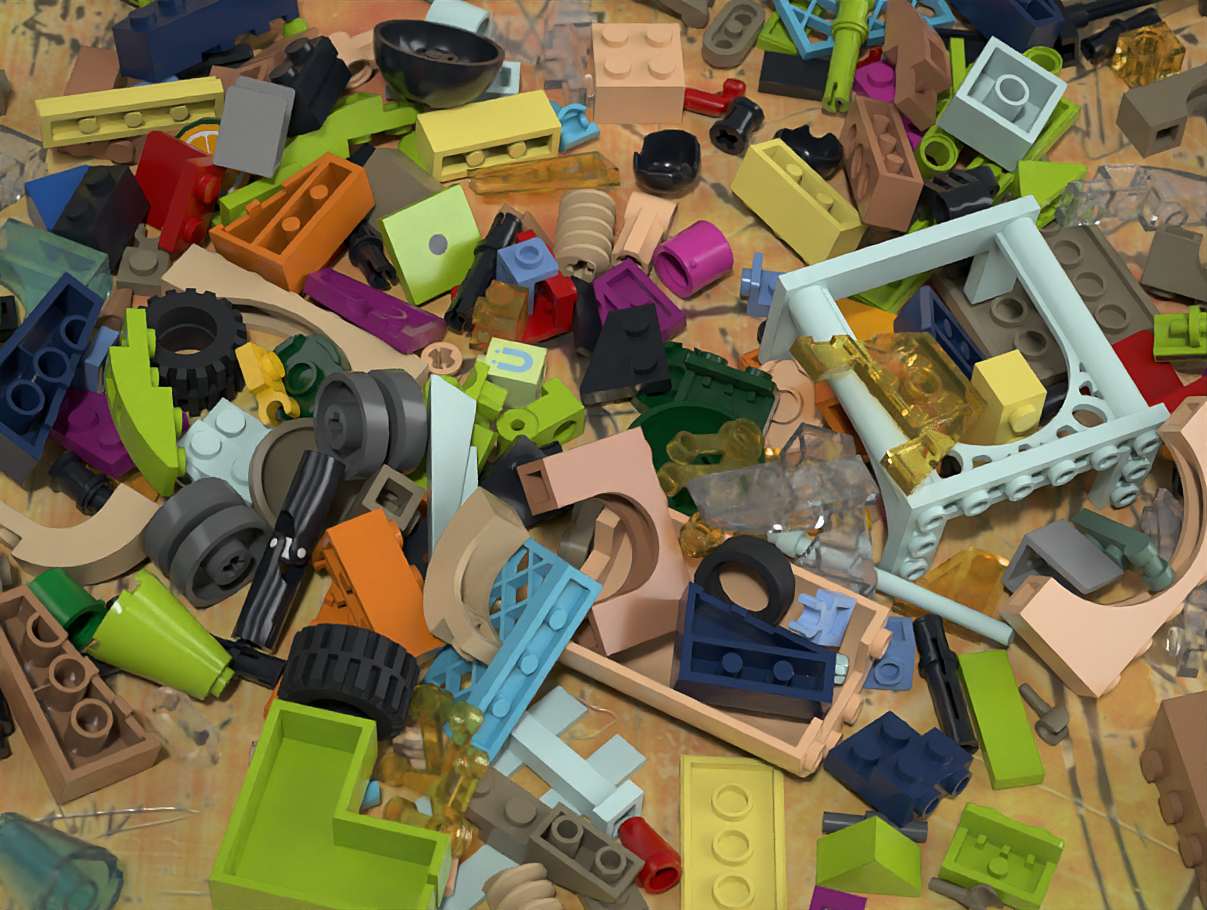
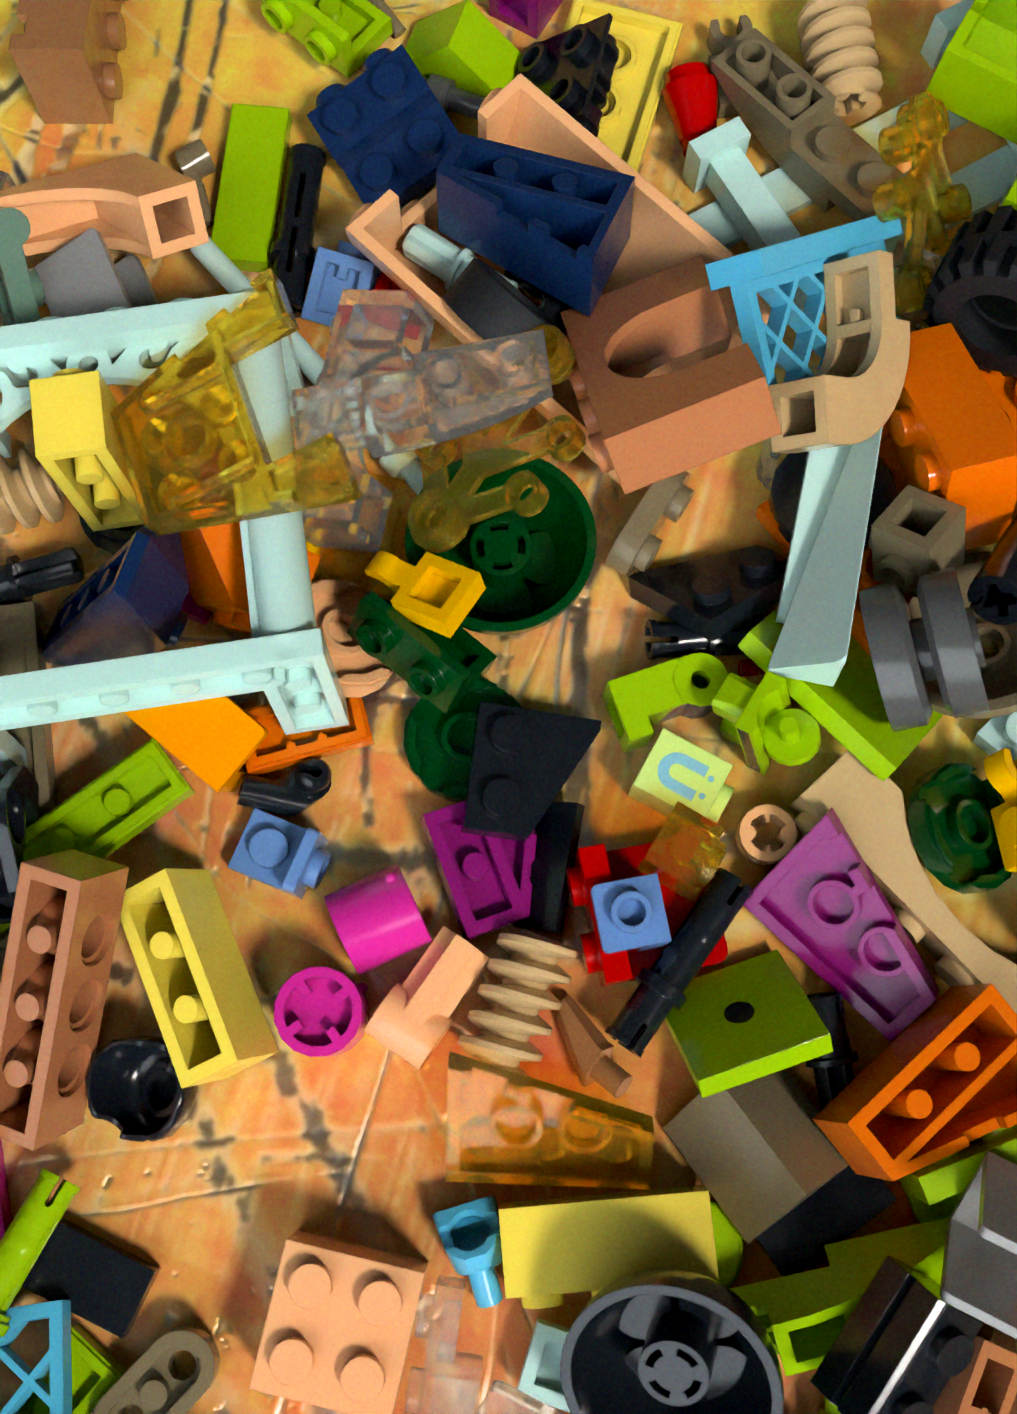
camera: 160 degrees left, 25 degrees up
(668, 161) = (354, 1118): black hair -> none
(712, 197) = (321, 1012): none -> dark pink piece
(716, 103) = (229, 1247): red arm -> none
(728, 396) = (429, 594): none -> yellow plate
(732, 131) = (222, 1180): black bush -> none
(768, 835) = (575, 69): none -> black hinge
(824, 617) = (430, 221): light blue plate -> none

